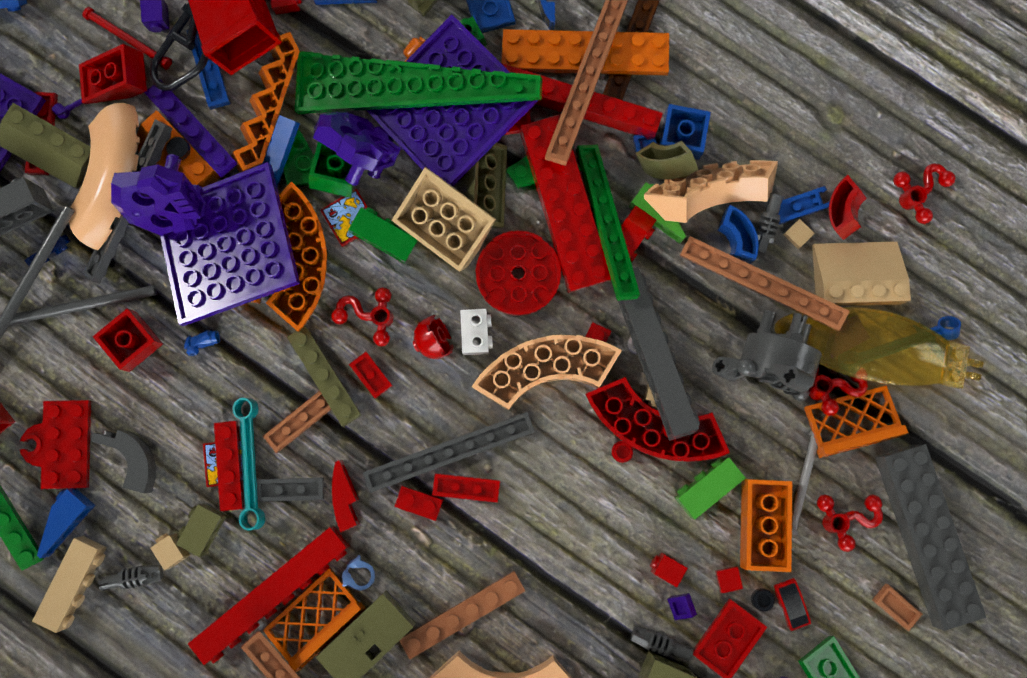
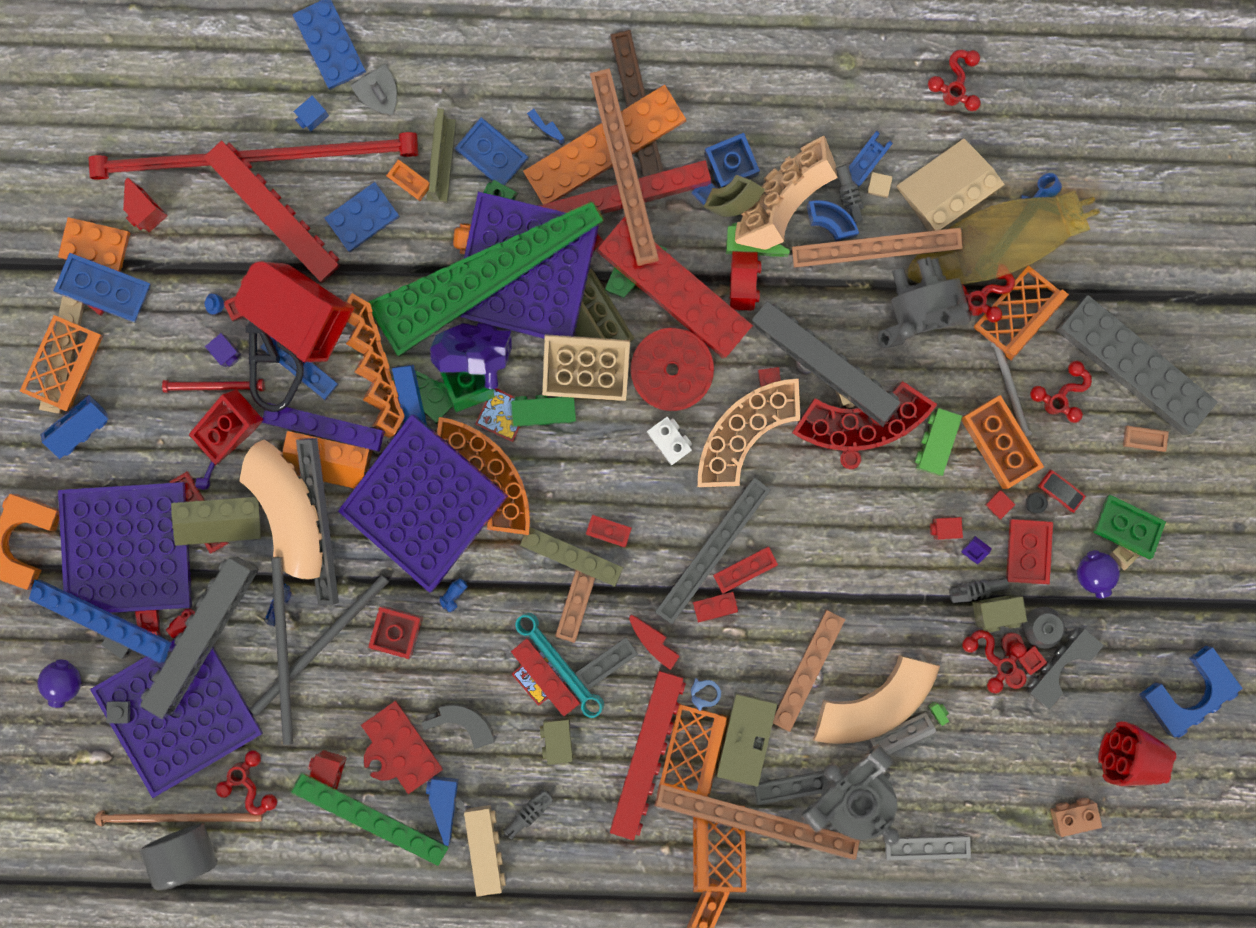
camera: 30 degrees left, 5 degrees up
(158, 198) = (349, 502): dark purple brick -> none
(168, 552) = (544, 774): tan brick -> none
(179, 147) = (330, 451): black tile -> none
(382, 296) = (574, 461): red piece -> none
(431, 338) = (638, 469): red cylinder -> none
(607, 223) = (718, 280): green plate -> none
(845, 207) = (903, 139): red brick -> none

